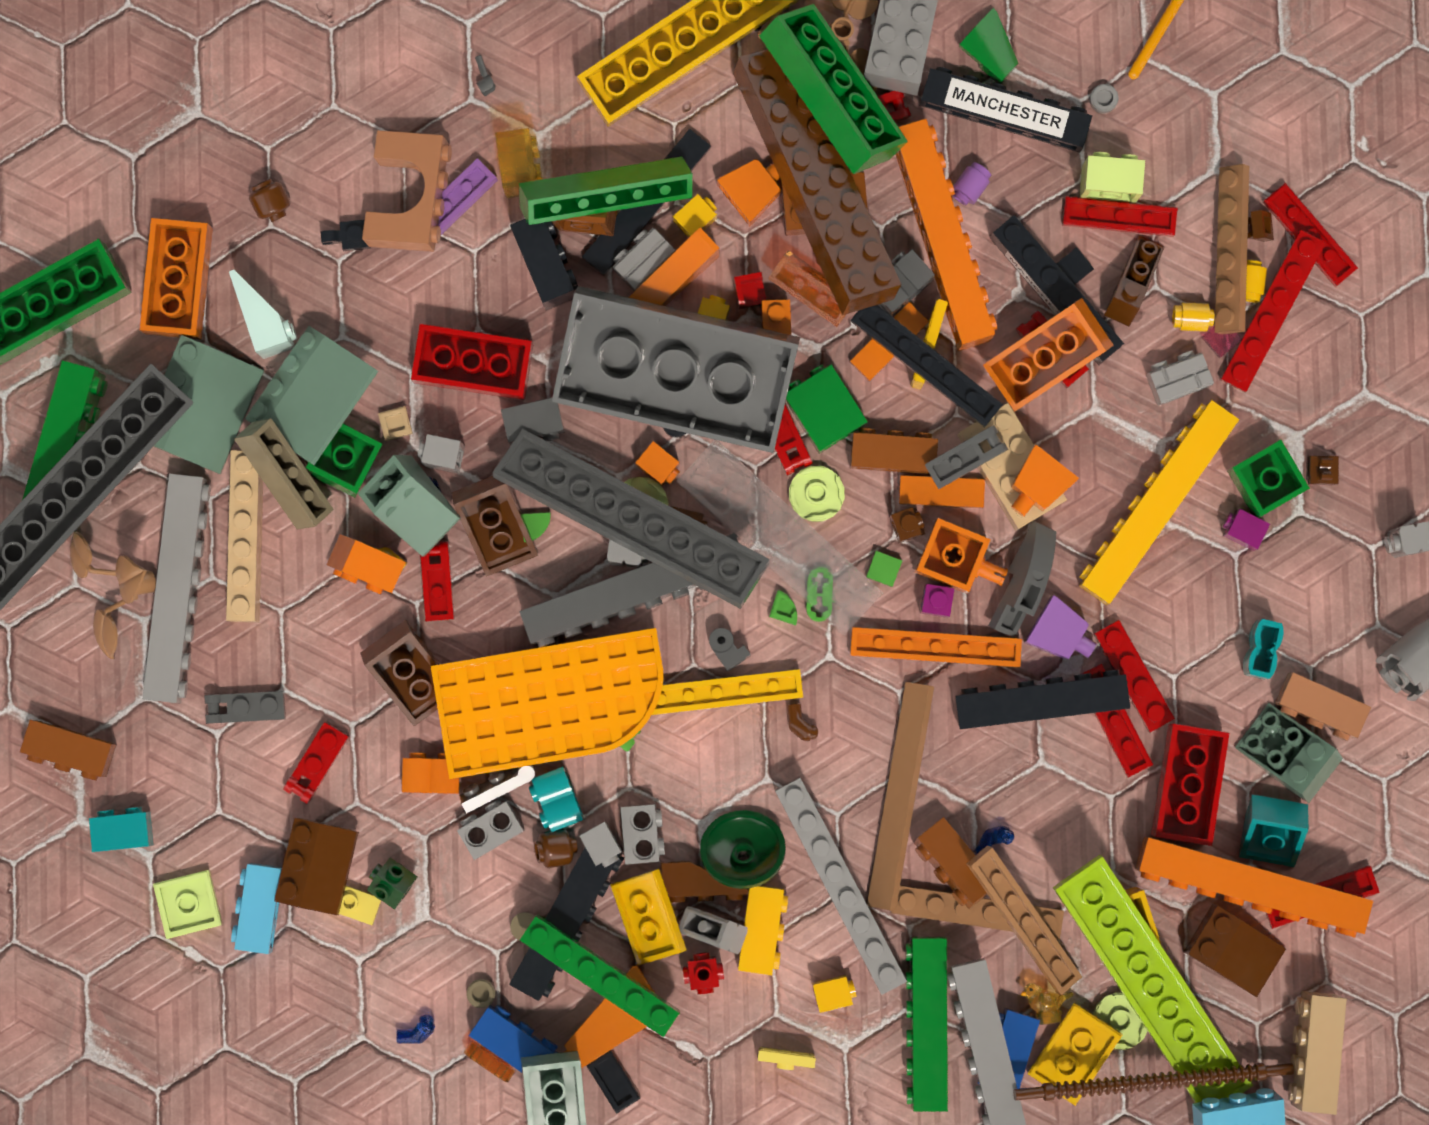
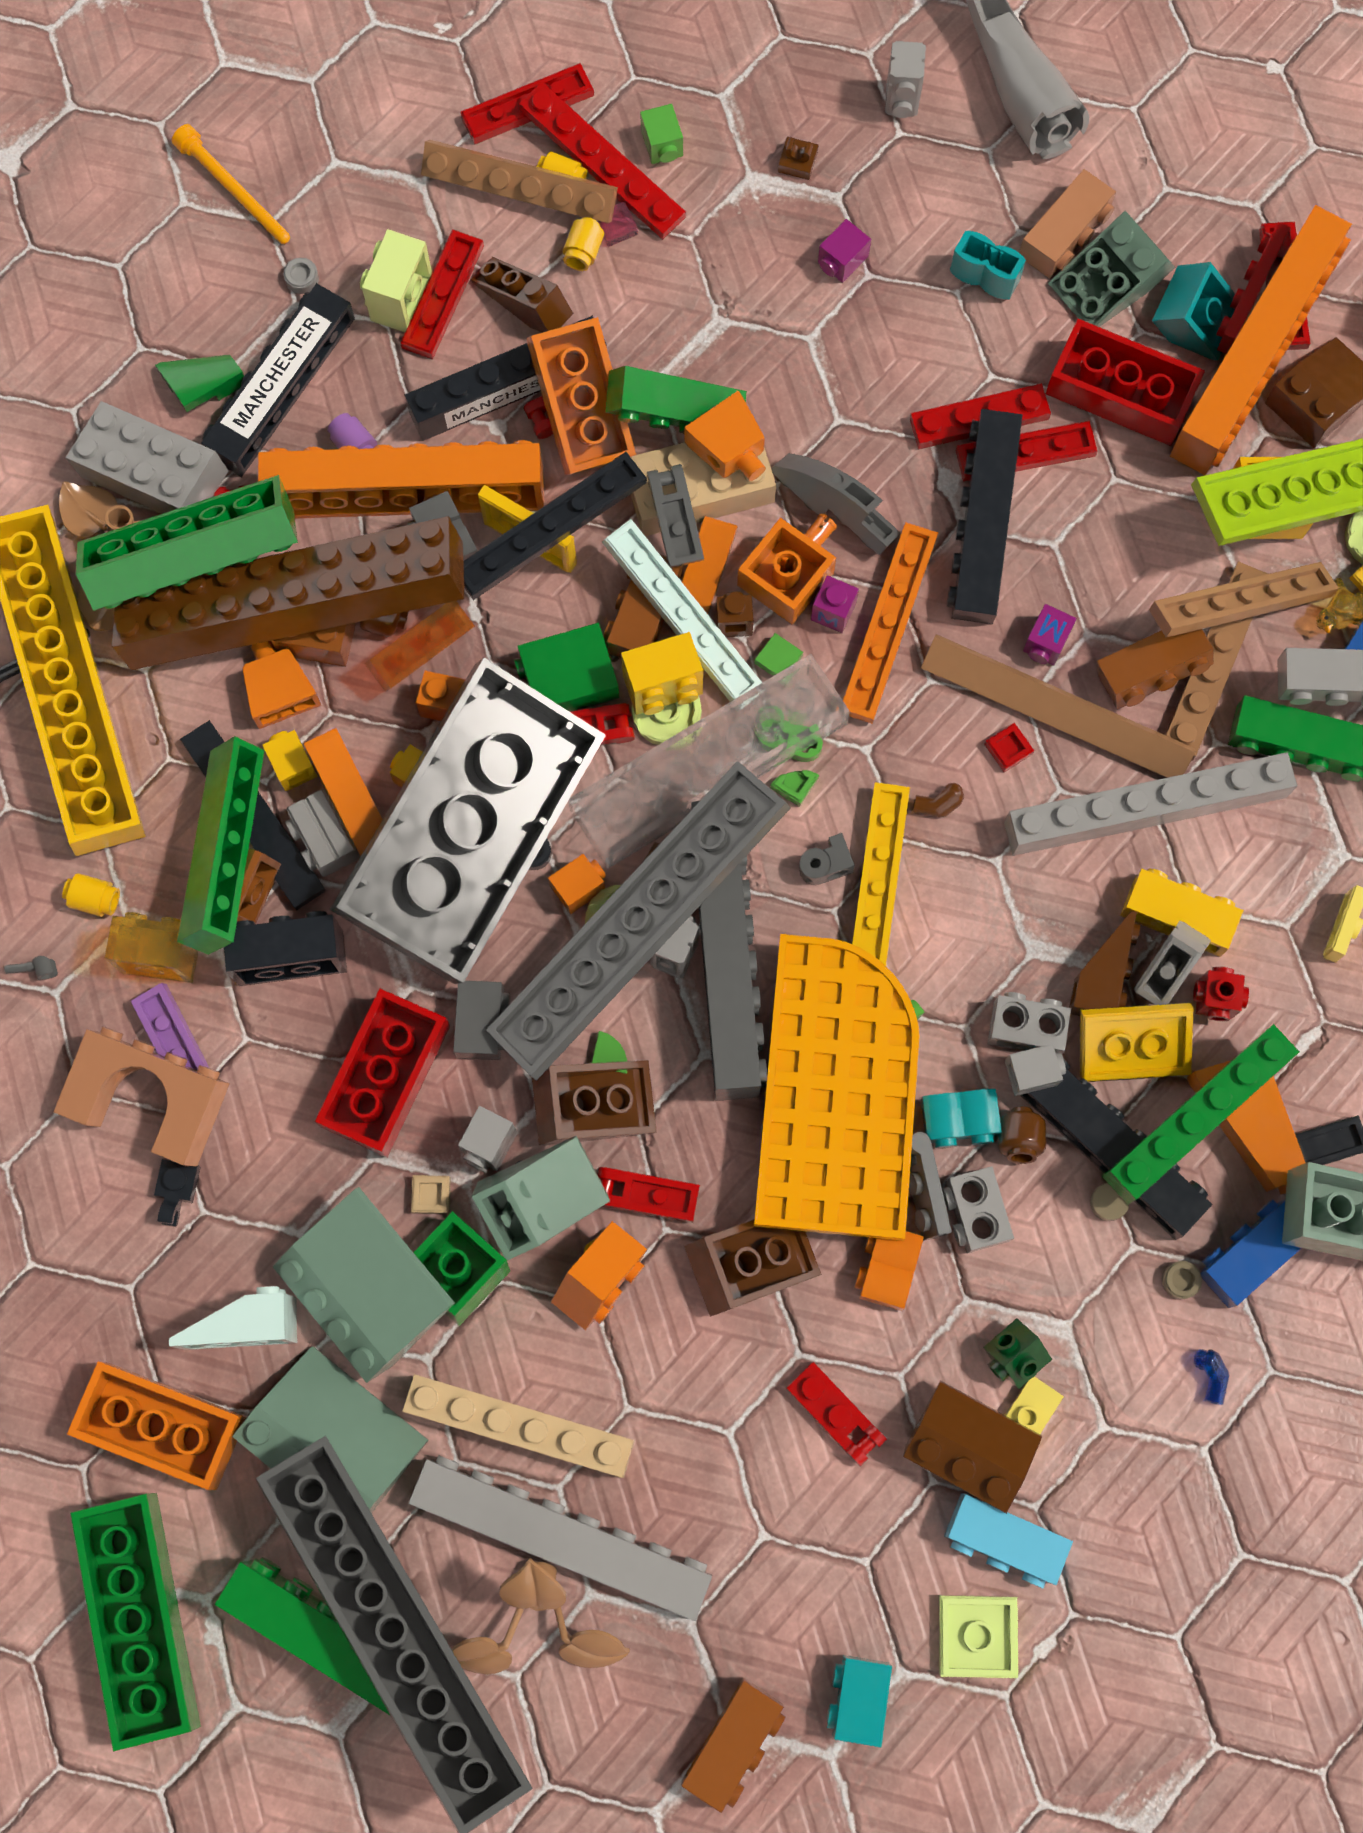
camera: 75 degrees left, 10 degrees down
(246, 707) = (740, 1487): dark grey plate -> none
(269, 200) = (96, 1276): reddish brown head -> none
(283, 474) = (453, 1347): dark tan brick -> none
(489, 1061) = (1272, 1290): clear orange beam -> none
(549, 102) = (91, 895): none -> yellow brick
(741, 835) = (1066, 891): dark green dish -> none
(749, 290) = (397, 721): red panel -> none
(834, 993) = (1279, 848): yellow brick -> none
(835, 483) = (663, 674): none -> yellow brick
(860, 766) = (1009, 747): none -> red tile
(874, 356) = (518, 594): orange tile -> none
(893, 484) = (680, 610): none -> light aqua tile
(957, 775) = (1049, 635): none -> magenta brick
(994, 836) = (1130, 617): clear blue arm -> none
(1060, 631) = (906, 479): medium lavender torso -> none
(1063, 426) = (661, 397): none -> green brick
(1075, 266) = (482, 350): black tile -> none
(1158, 503) = (787, 336): yellow brick -> none
(1179, 378) = (650, 275): light grey brick -> none
(1261, 226) = (501, 147): reddish brown tile -> none
(1268, 479) = (793, 209): green brick -> none
(1291, 865) = (1256, 275): none -> red plate
(1309, 353) = (661, 134): none -> bright green brick

